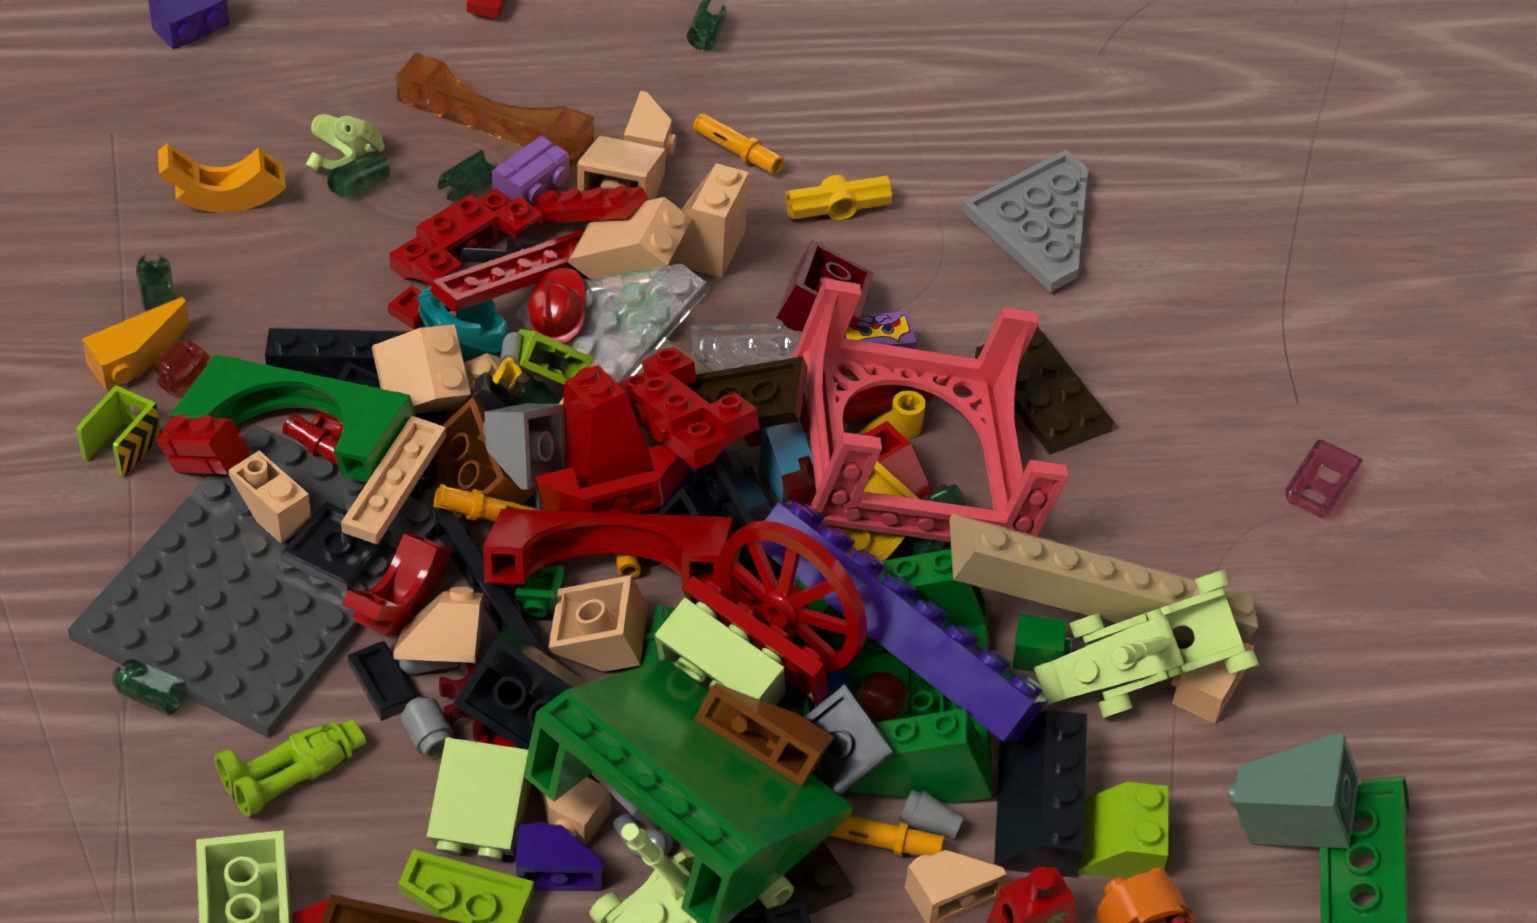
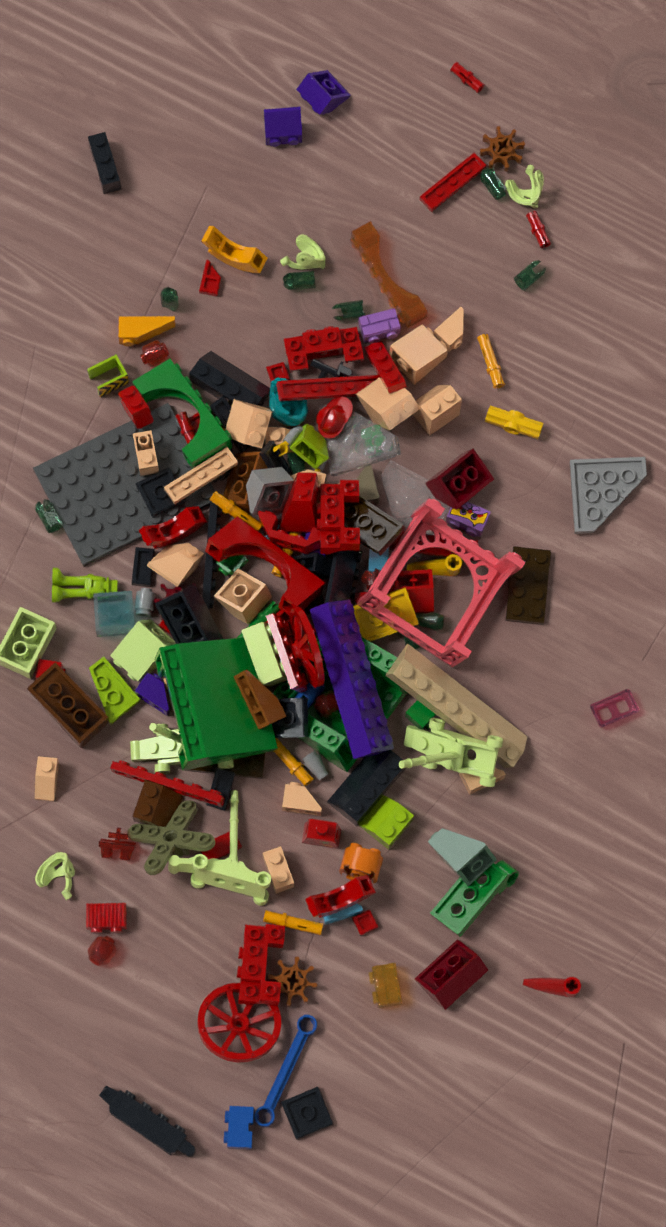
camera: 35 degrees right, 25 degrees up
(206, 241) = (210, 280): none -> red tile
(384, 767) = (113, 613): none -> clear light blue brick

